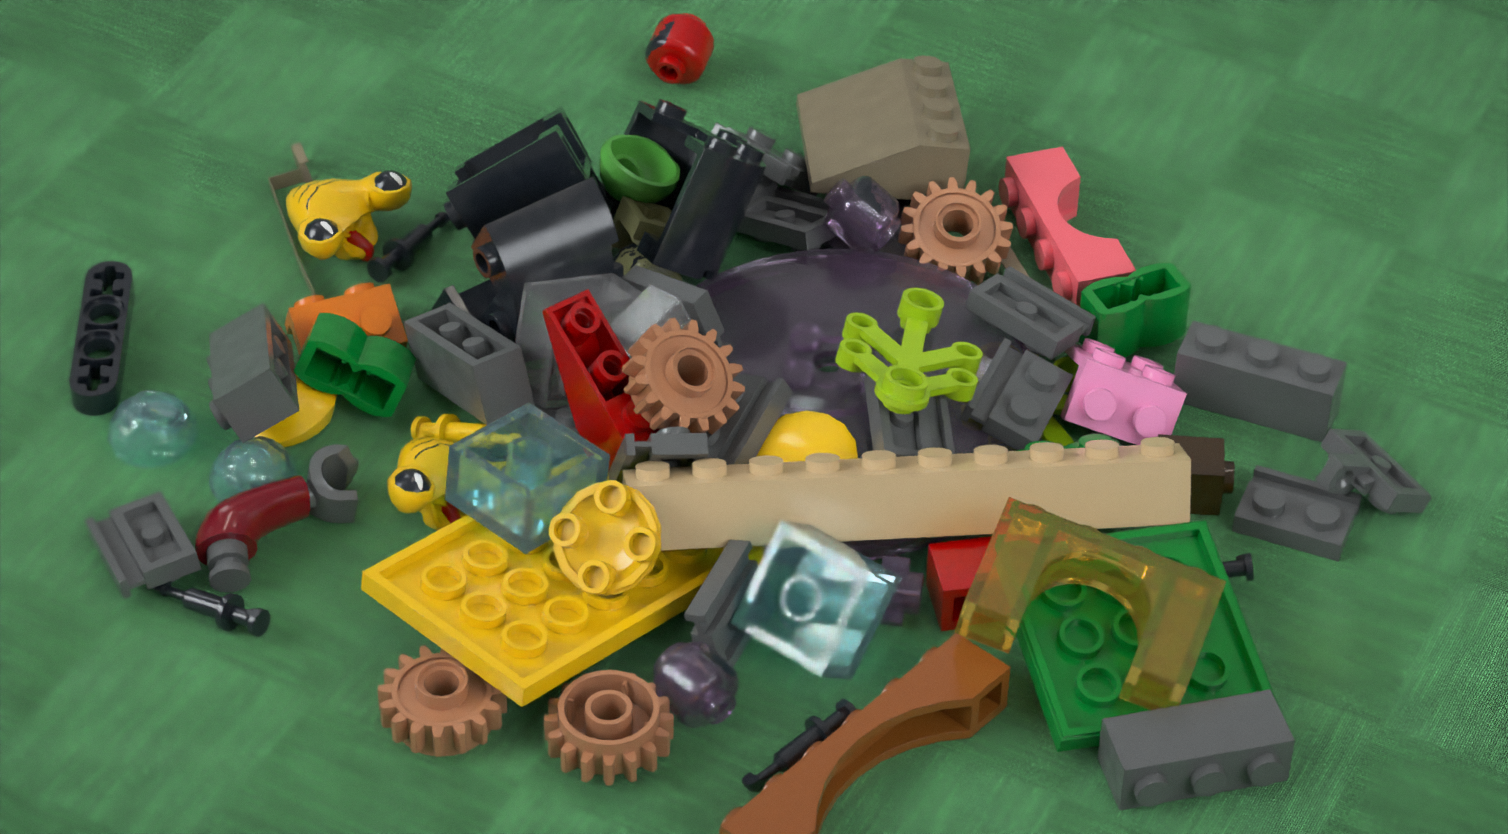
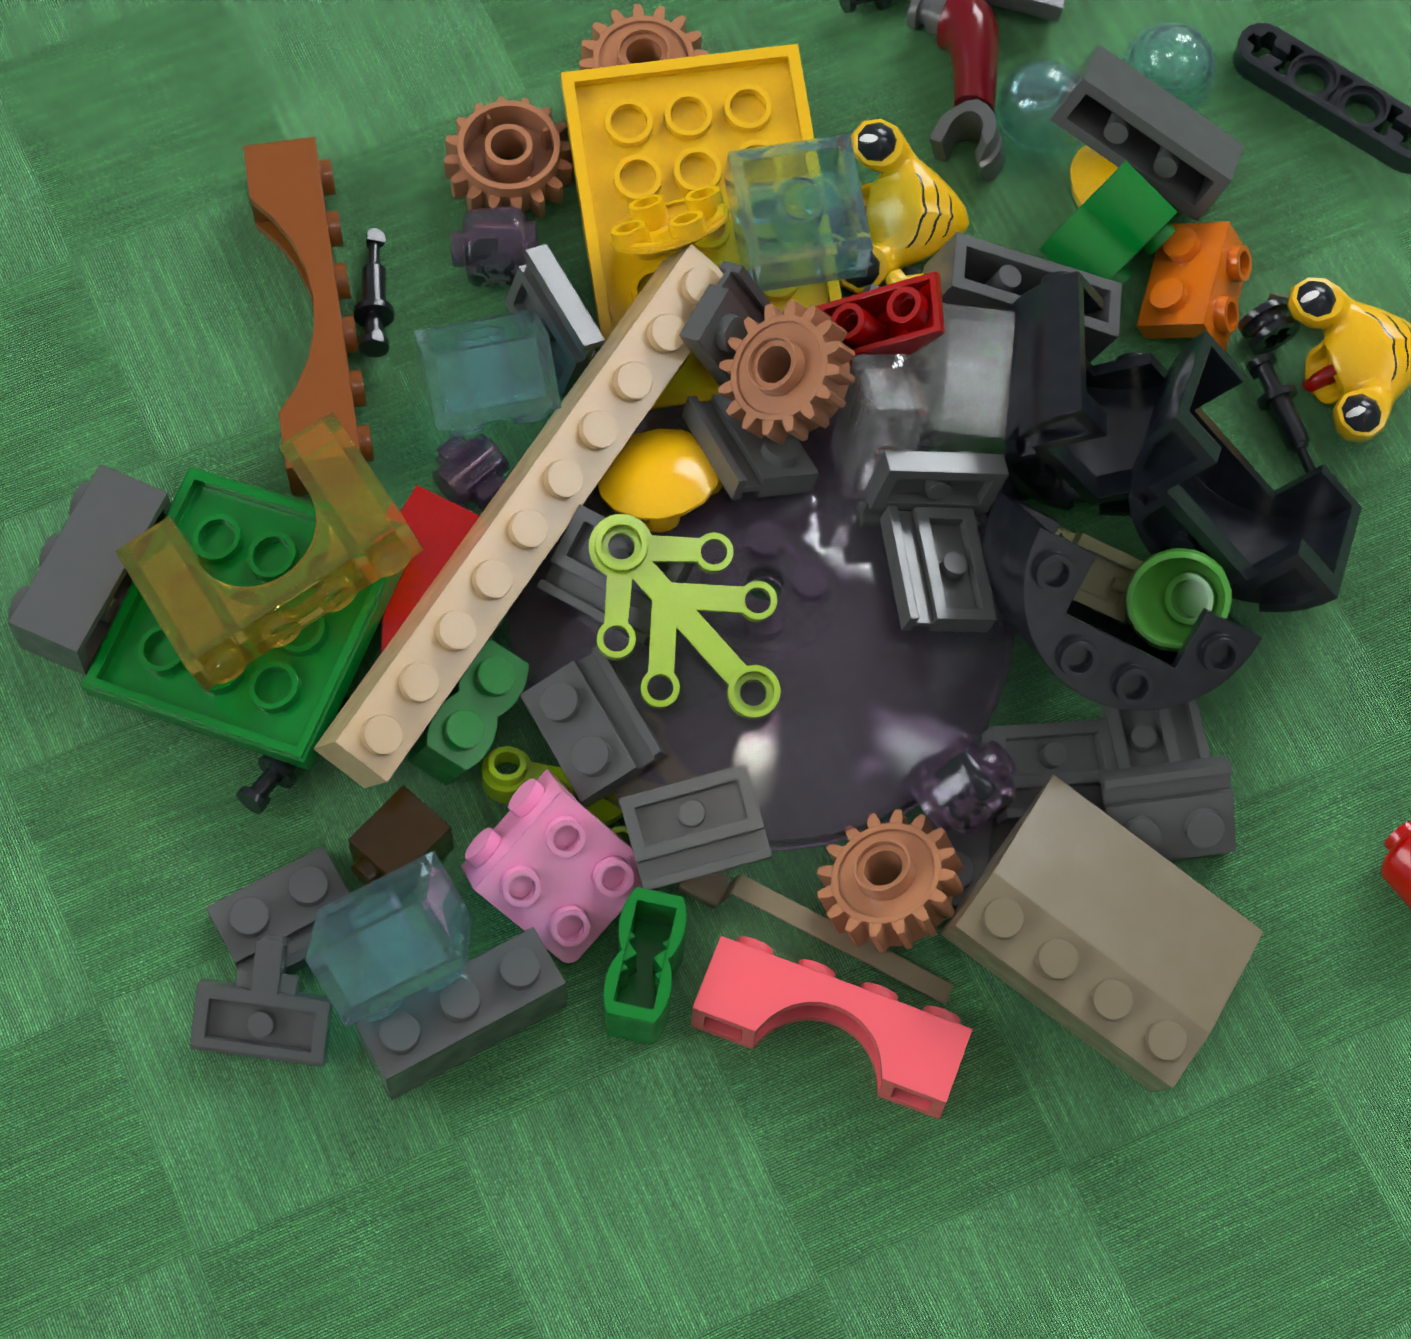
camera: 125 degrees right, 25 degrees up
(344, 272) = (1268, 326): none -> black bush
(742, 283) = (938, 569): none -> dark grey plate
(1267, 397) = (390, 941): none -> clear light blue brick

